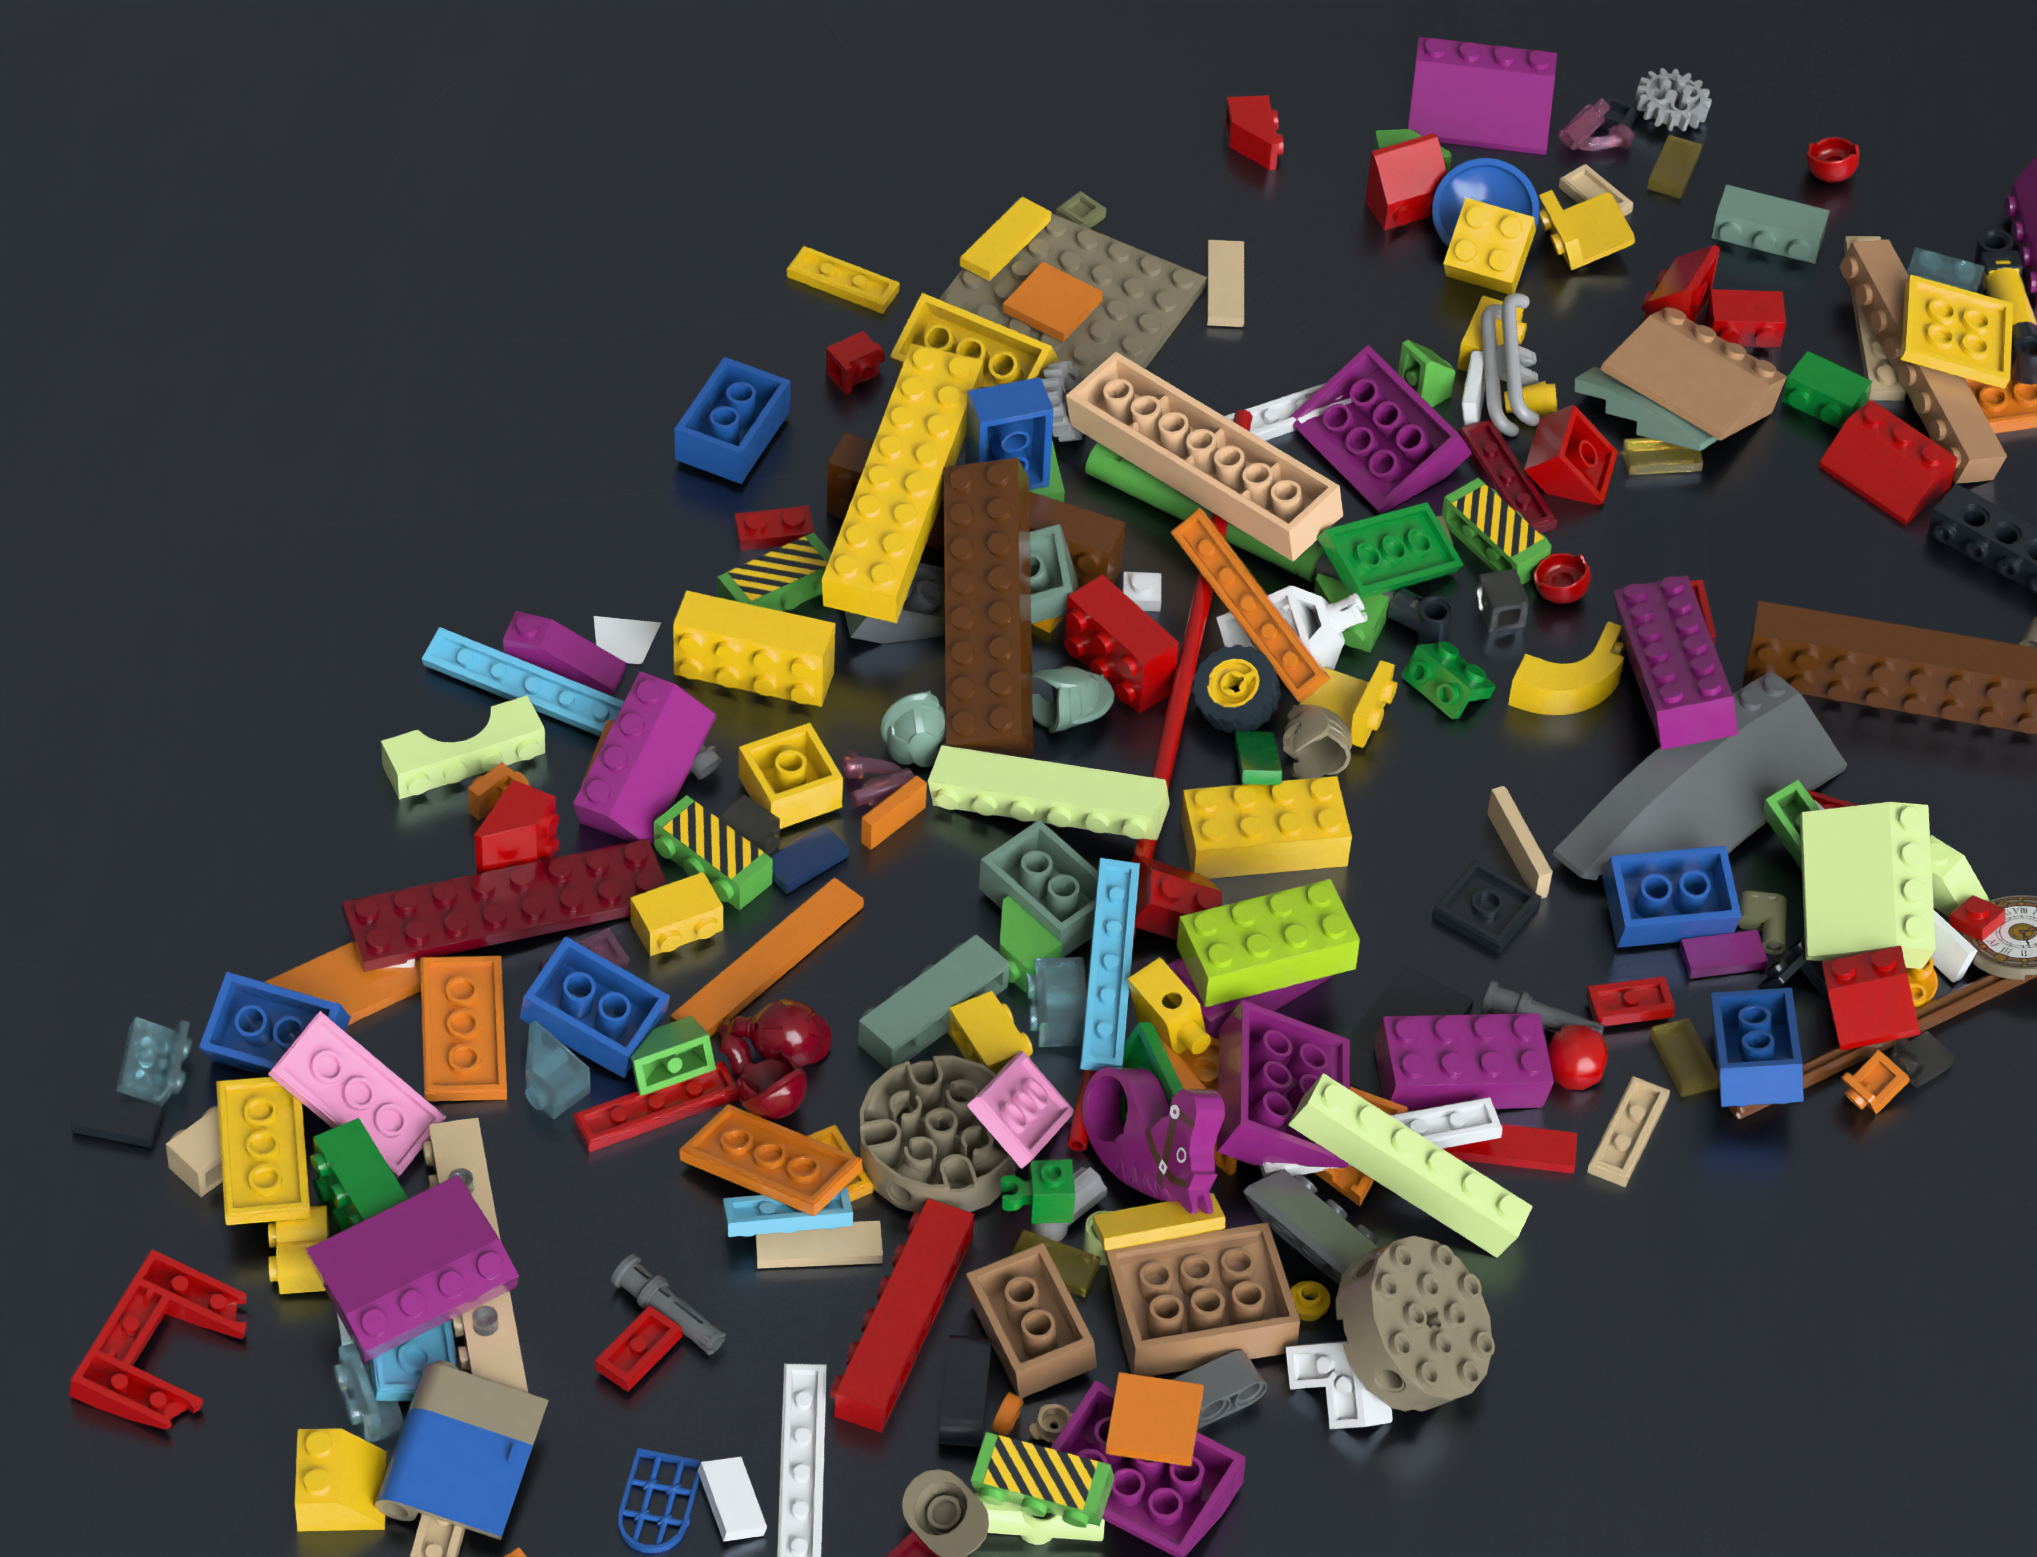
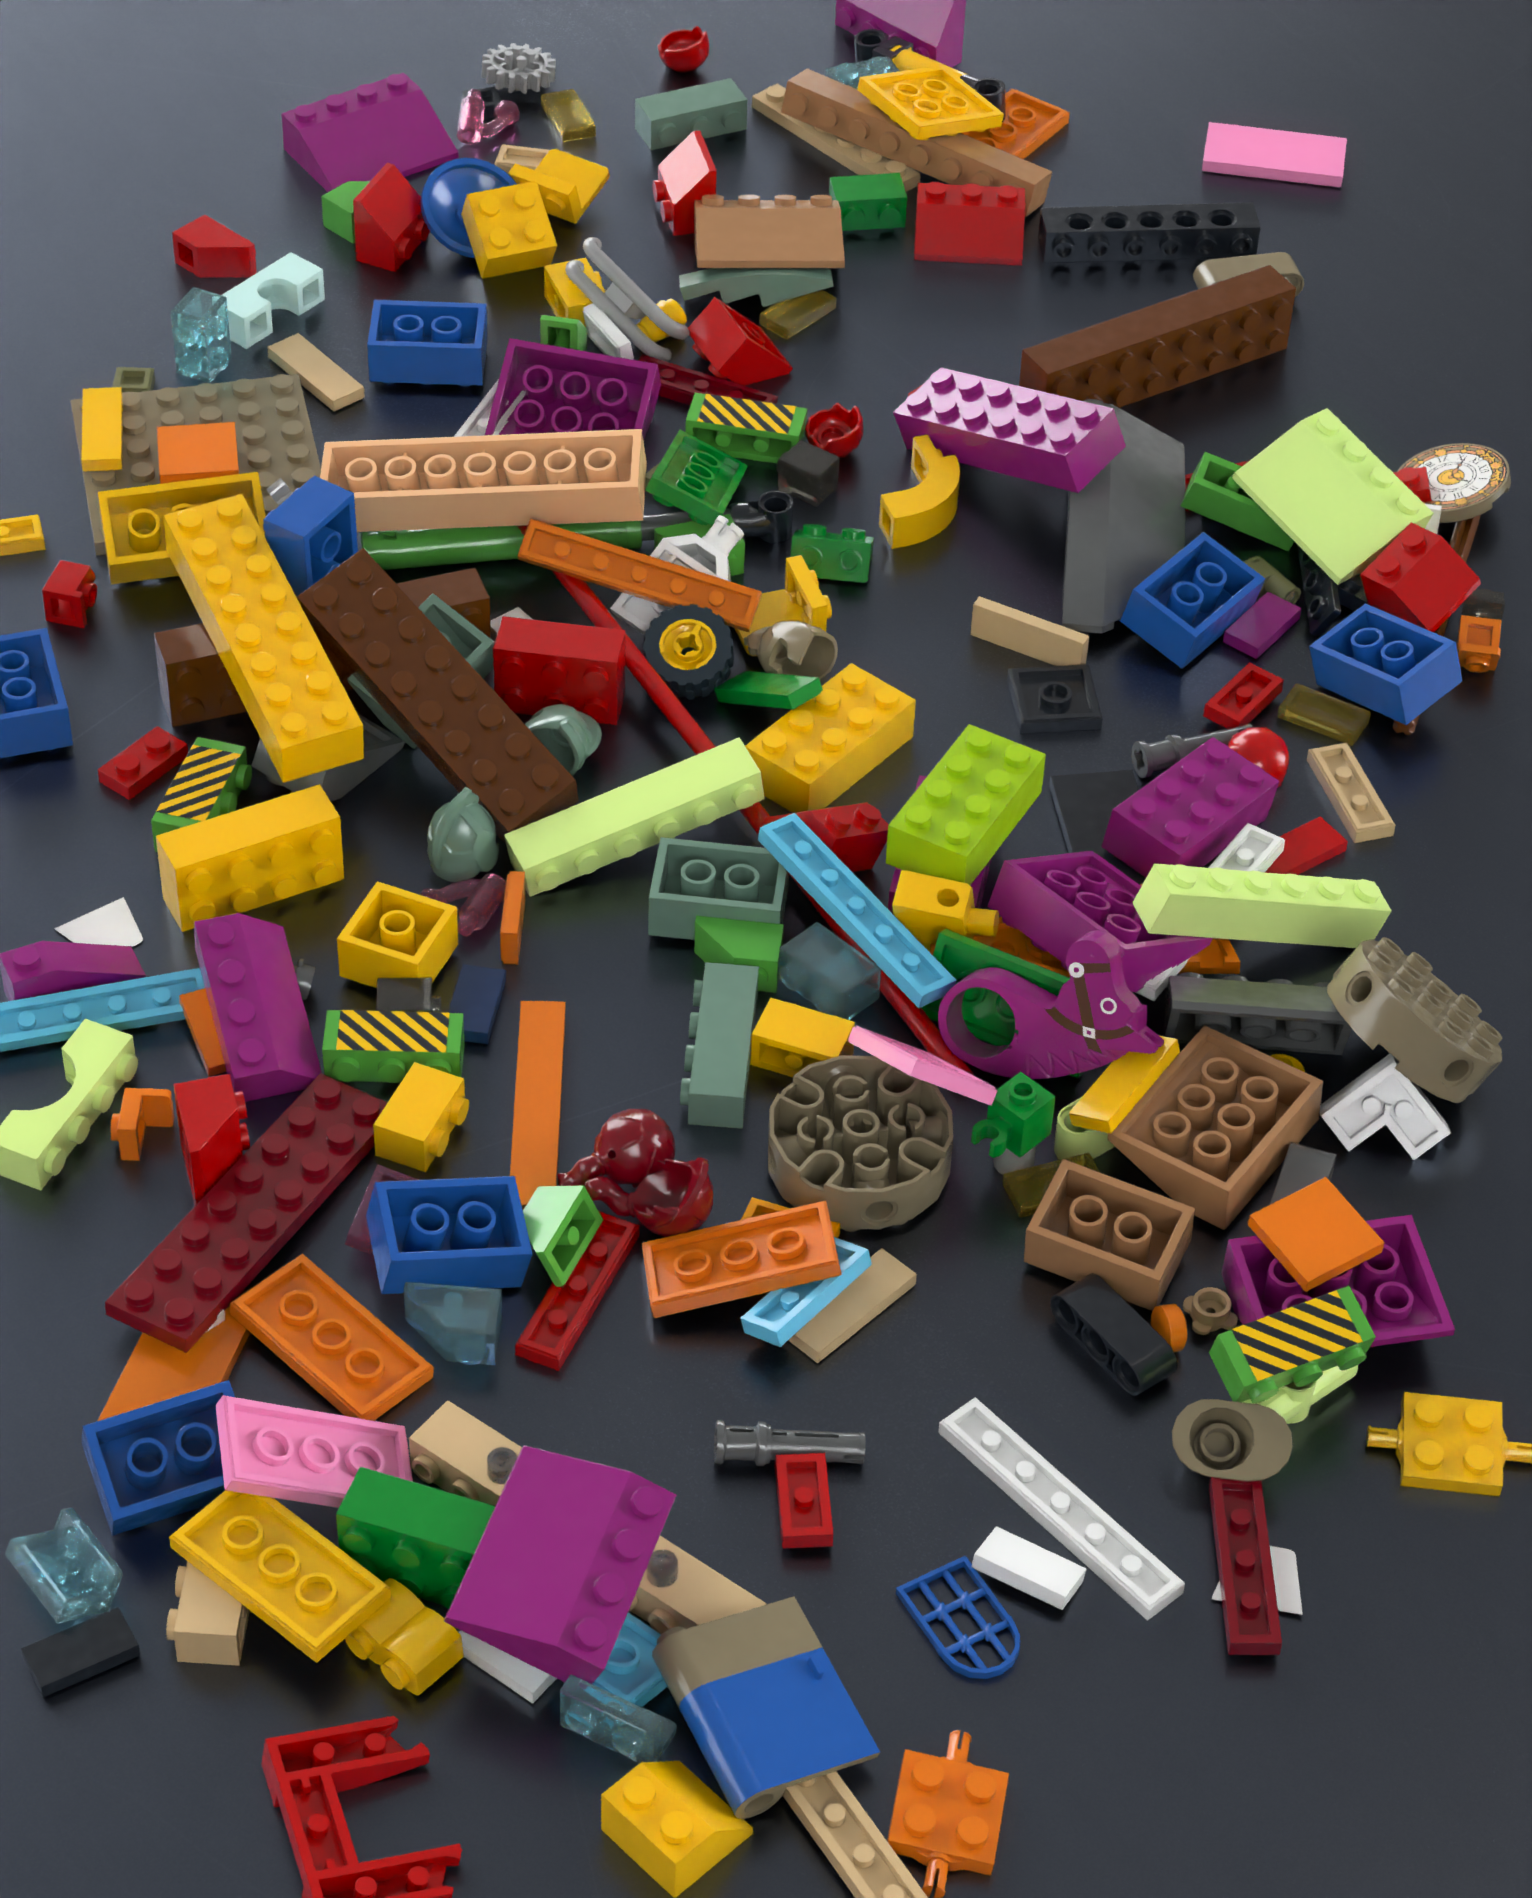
camera: 40 degrees left, 5 degrees down
(903, 1315) = (994, 1311): red brick -> none
(1155, 201) = (201, 334): none -> clear light blue brick
(1275, 192) = (285, 284): none -> light aqua arch
(1323, 309) = (427, 342): none -> blue brick
(1747, 317) = (754, 174): red brick -> none

